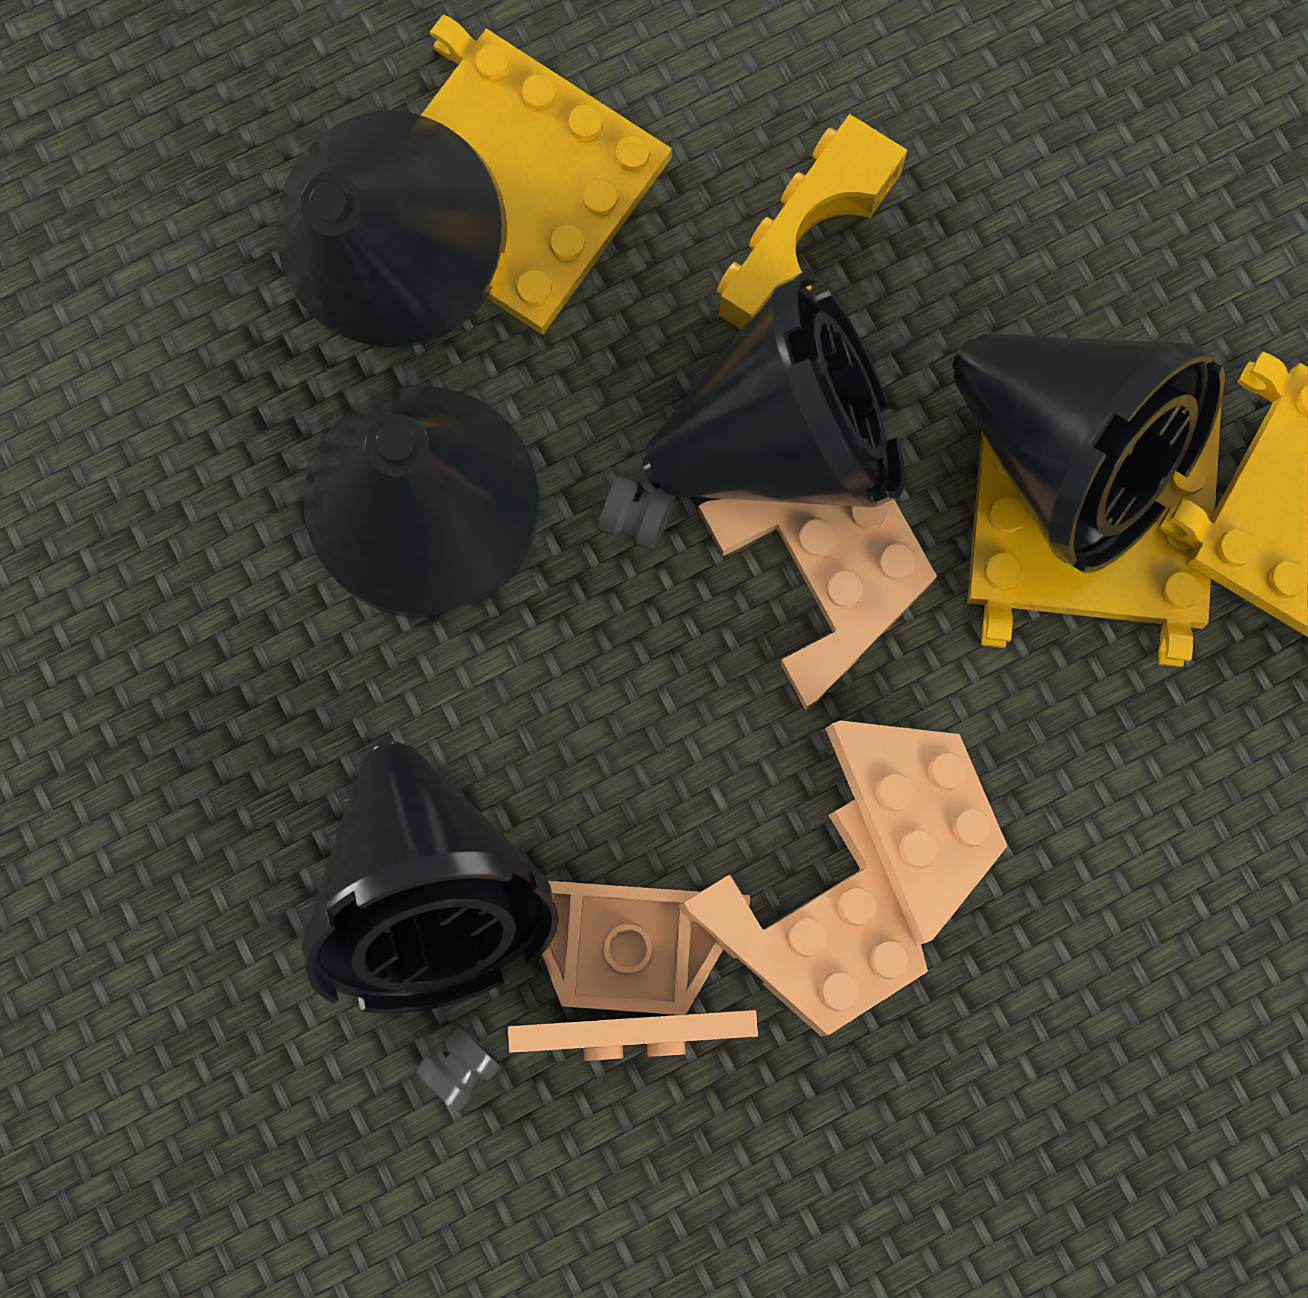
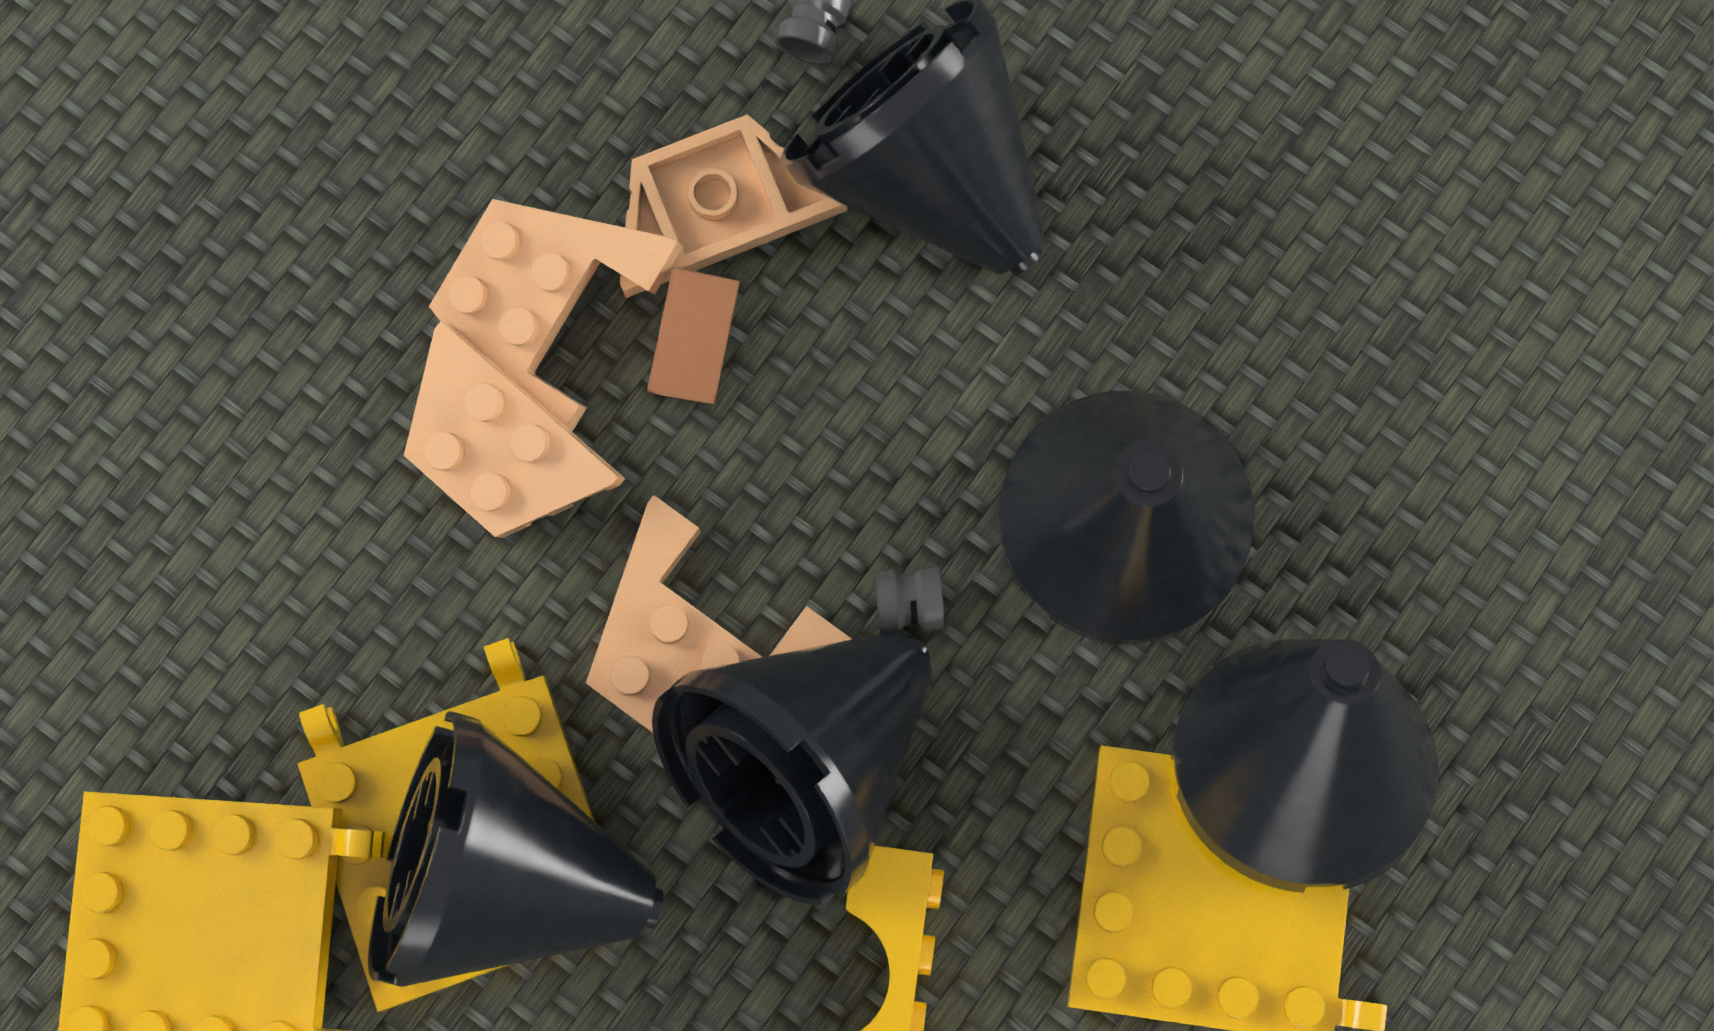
camera: 155 degrees right, 0 degrees up
(606, 1037) = (682, 104): light nougat wing -> none
(706, 825) = (693, 336): none -> nougat slope

